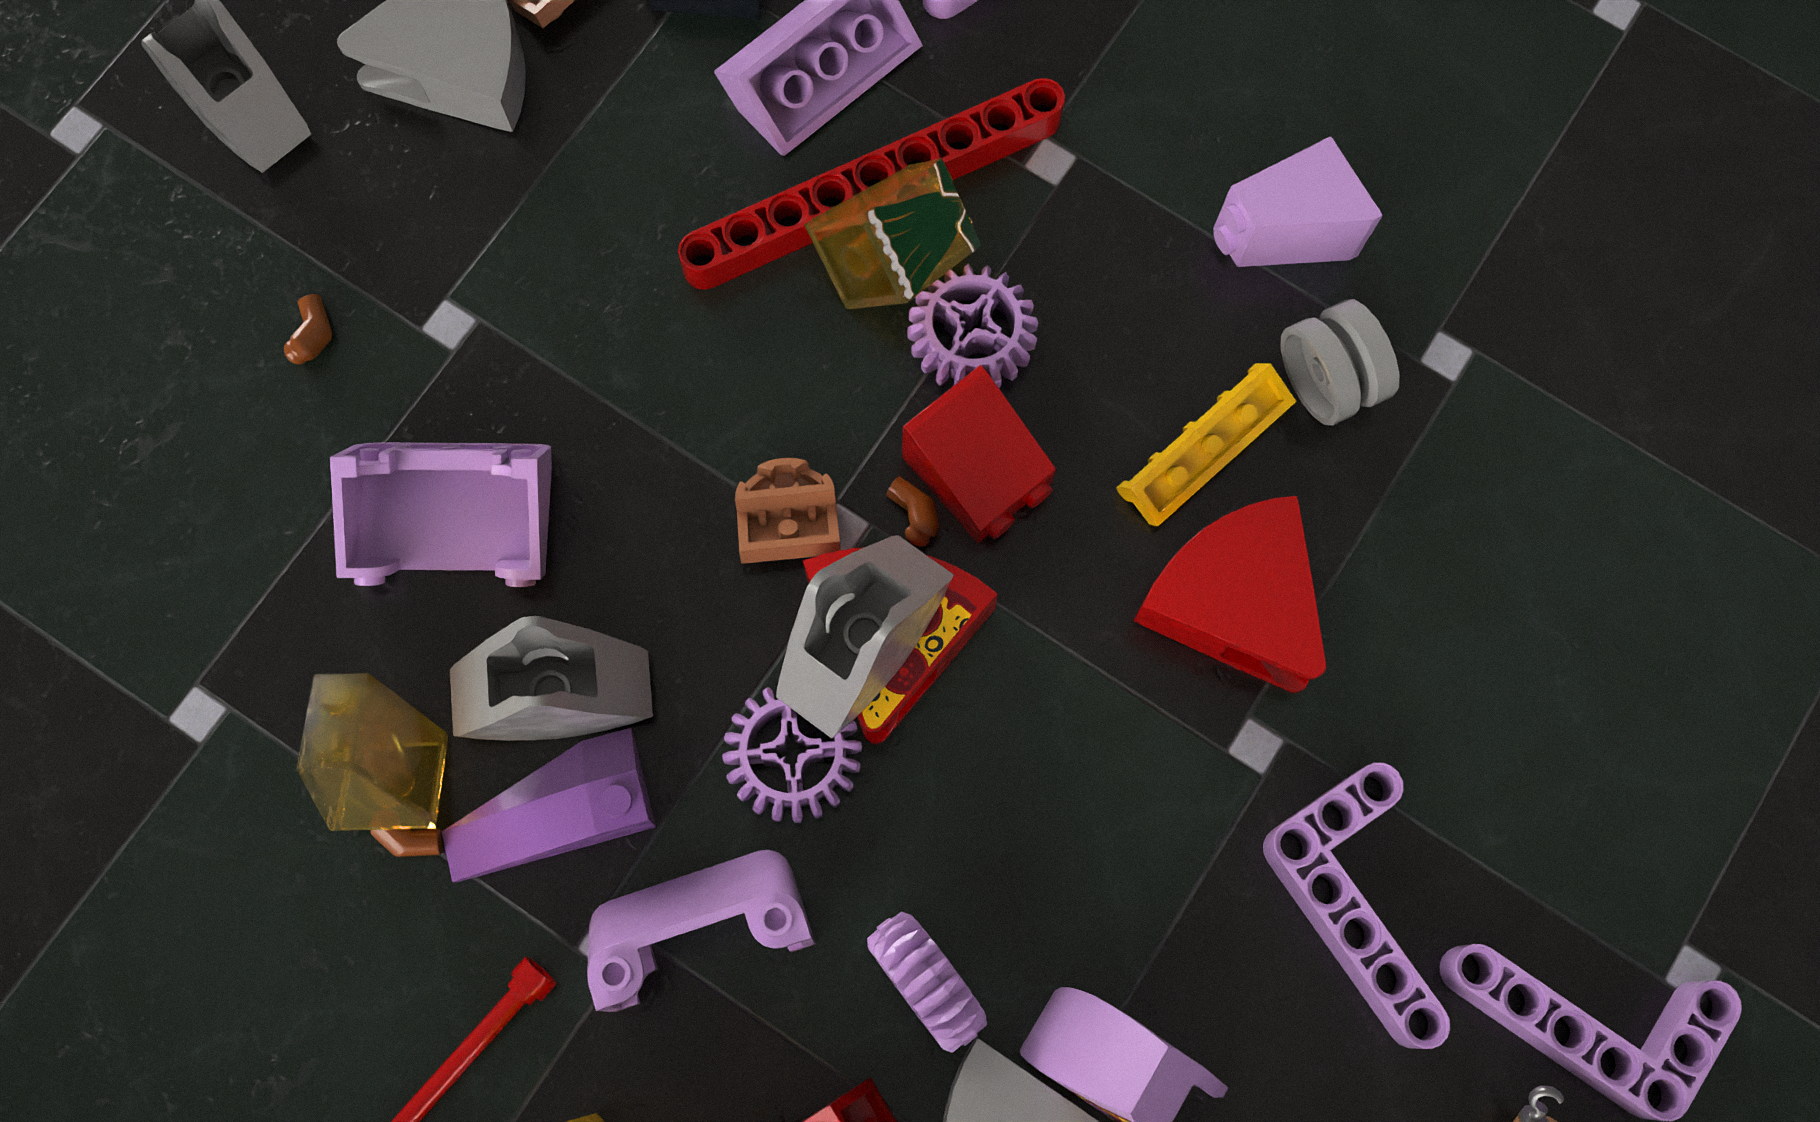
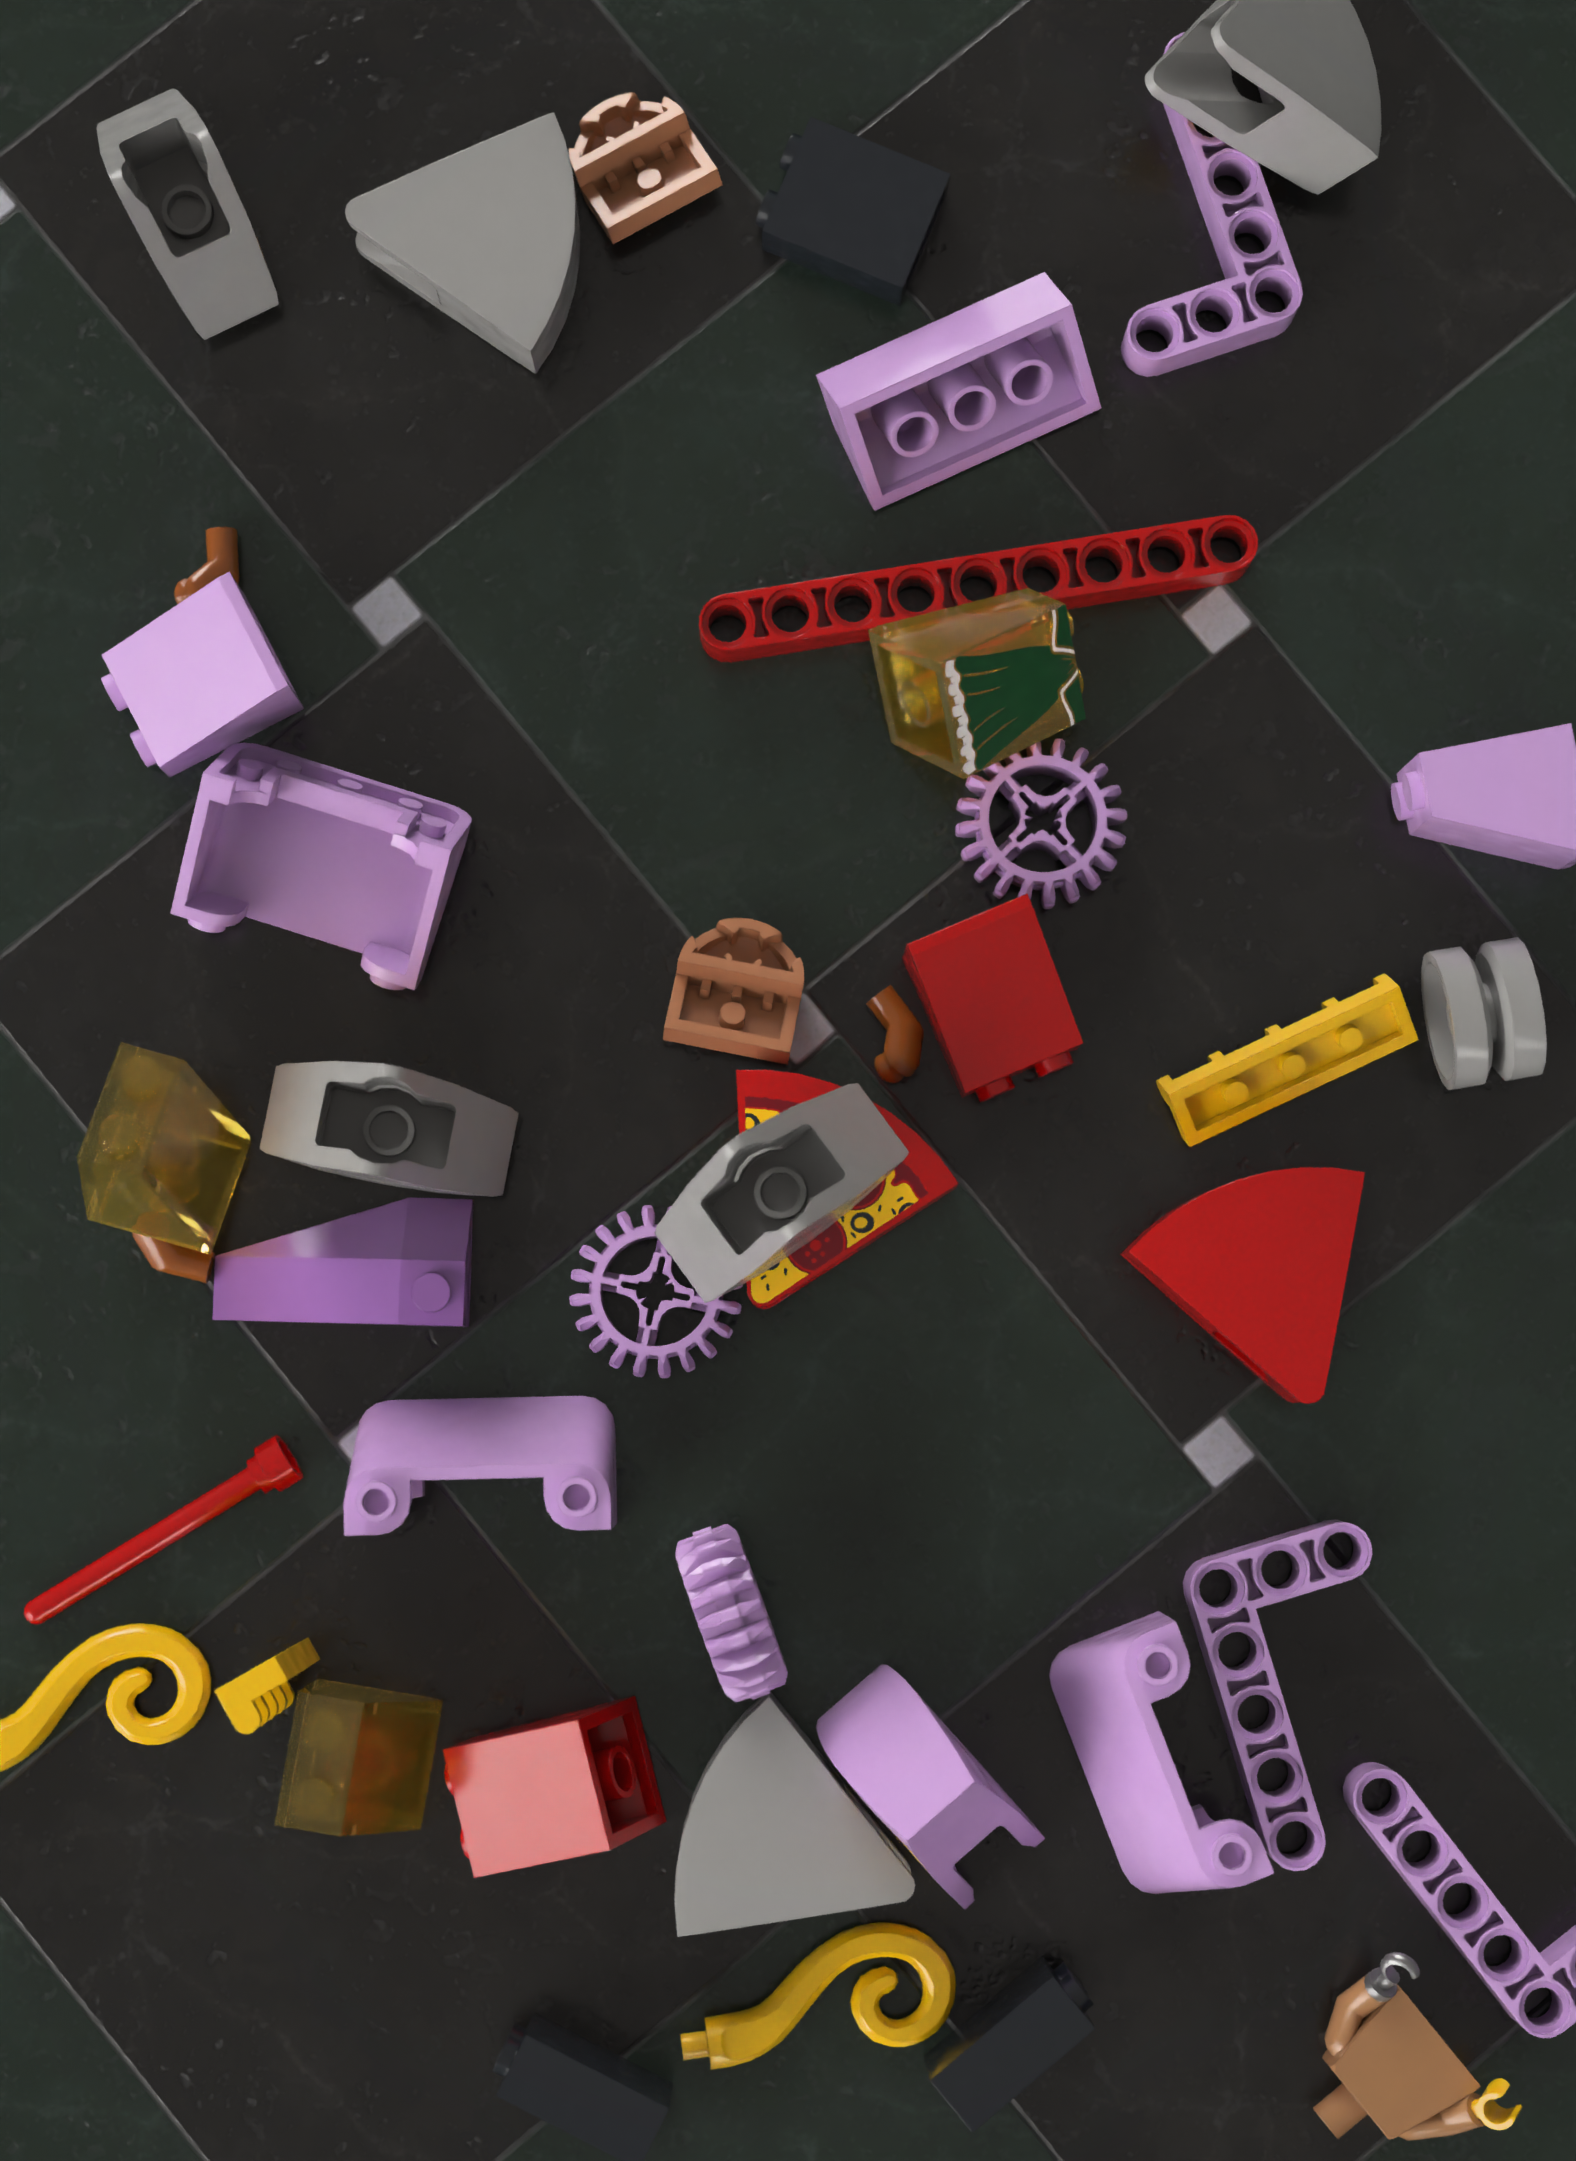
camera: 15 degrees right, 10 degrees up
(316, 400) = (199, 678): none -> lavender slope
(1281, 1006) = (1106, 1705): none -> lavender windscreen

